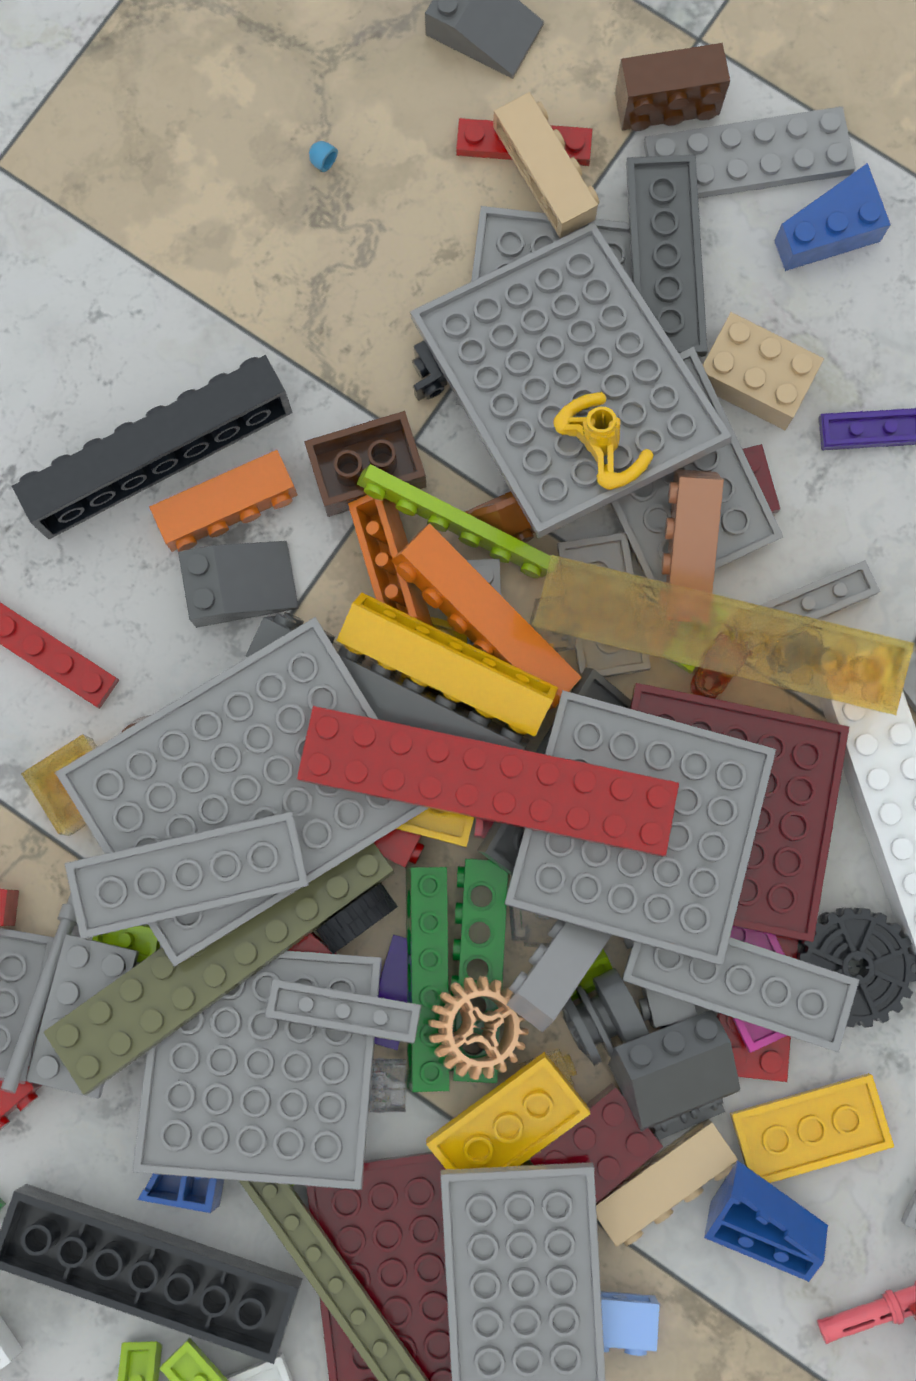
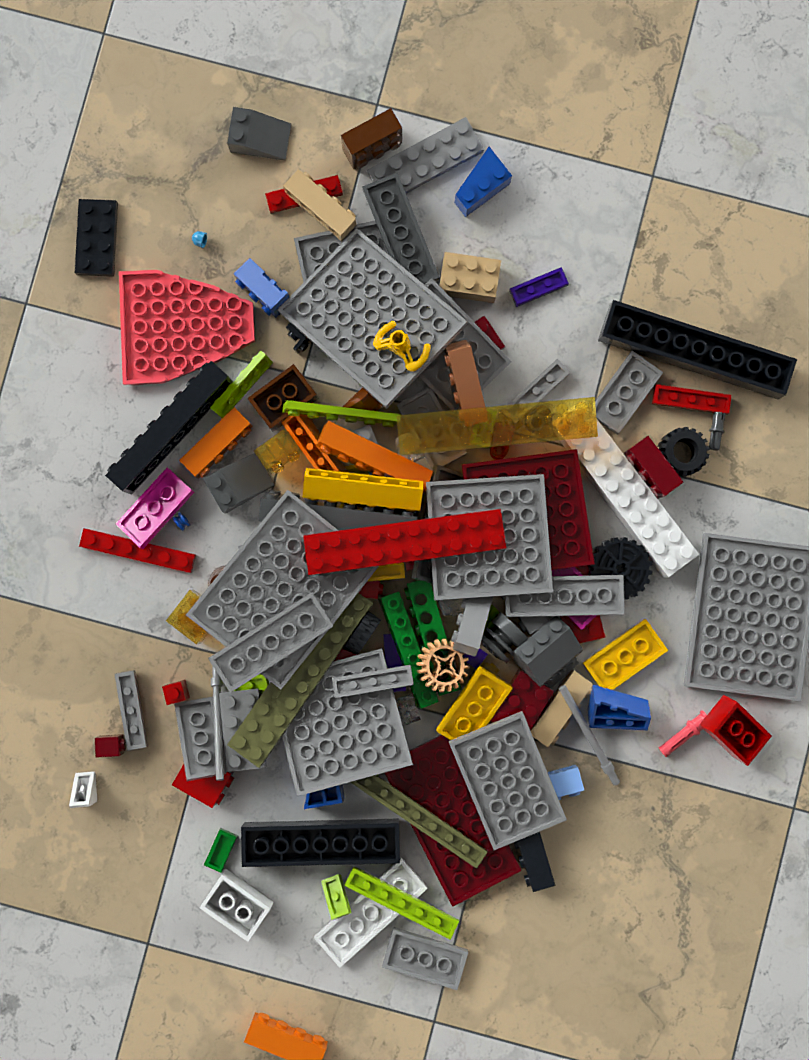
camera: 20 degrees left, 5 degrees up
(77, 574) = (154, 508): none -> dark pink plate
(114, 613) = (181, 521): none -> blue bush
(151, 96) = (96, 237): none -> black plate
(231, 284) = (177, 325): none -> coral wing
(304, 417) = (241, 384): none -> lime plate
(324, 551) = (278, 452): none -> clear yellow brick
(395, 267) = (261, 287): none -> wedge
(542, 1041) = (477, 660): none -> dark purple tile
(711, 1319) = (606, 765): none -> light grey bar

